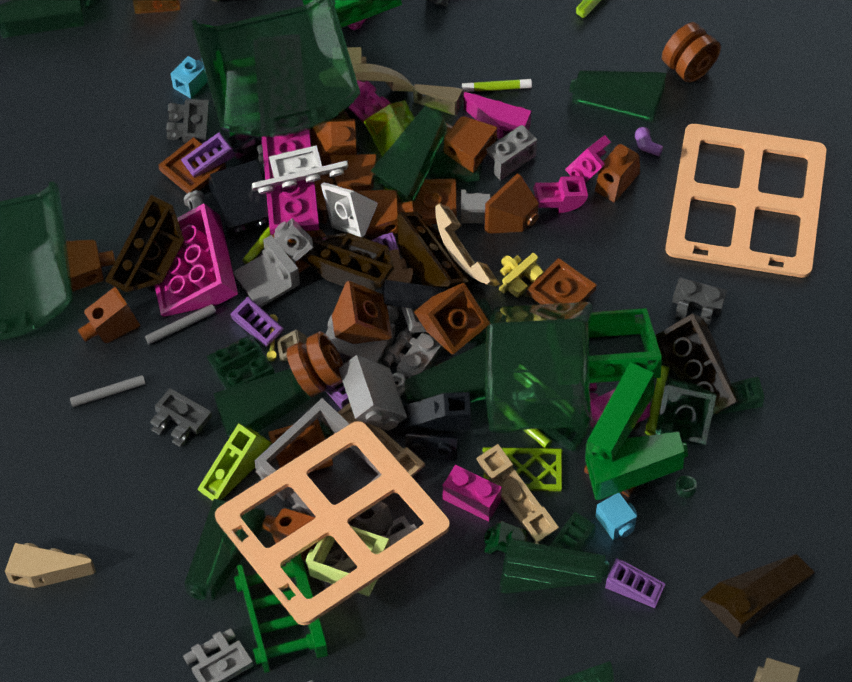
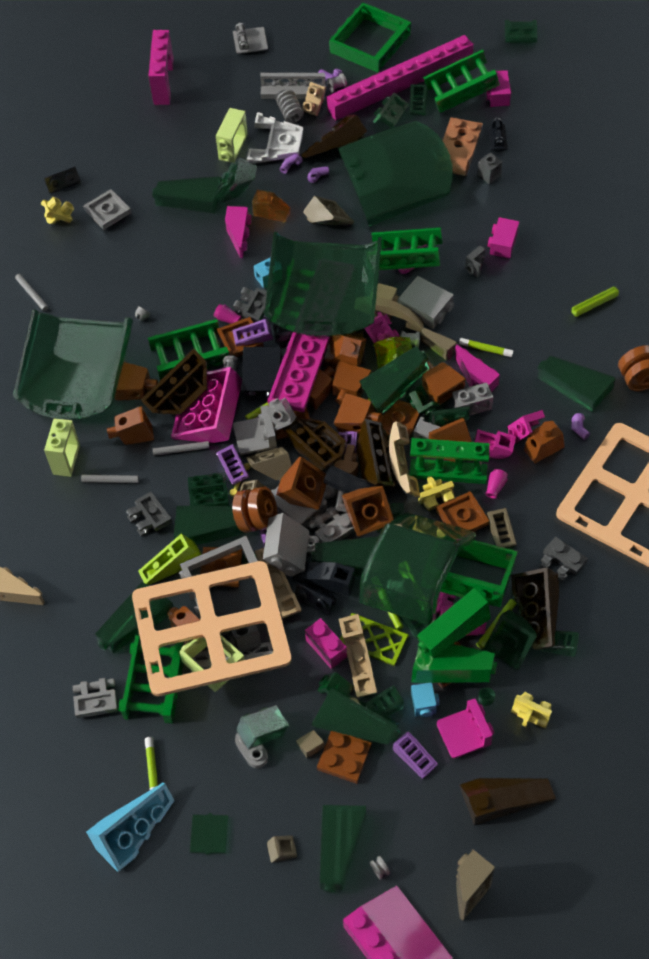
camera: 25 degrees right, 0 degrees up
(33, 371) = (63, 448): none -> yellowish green window
(52, 174) = (142, 314): none -> light grey hinge
(123, 34) = (237, 224): none -> dark pink slope
(147, 167) = (192, 333): none -> green fence
(162, 144) = (225, 314): none -> dark pink cone
(297, 166) = (304, 361): white bracket -> none
(307, 302) = (271, 462): none -> dark tan slope
(348, 209) = (331, 404): white slope -> none
(403, 51) = (427, 301): none -> light grey brick
(409, 98) = (413, 336): none -> light grey bush
(437, 647) = (248, 754): none -> light grey plate
(443, 616) = (262, 727): none -> clear green brick
(451, 173) = (420, 404): none -> dark green bracket
(496, 178) = (447, 416): none -> clear green slope
(506, 616) = (310, 744): none -> dark tan slope
(522, 242) = (449, 470): none -> green fence
(553, 616) = (344, 756): none -> dark orange plate
(582, 238) = (496, 482): none -> dark pink cone
(619, 285) = (501, 513): none -> dark tan slope
(681, 532) = (466, 730): none -> dark pink bracket
(744, 484) = (531, 711): none -> light yellow hips

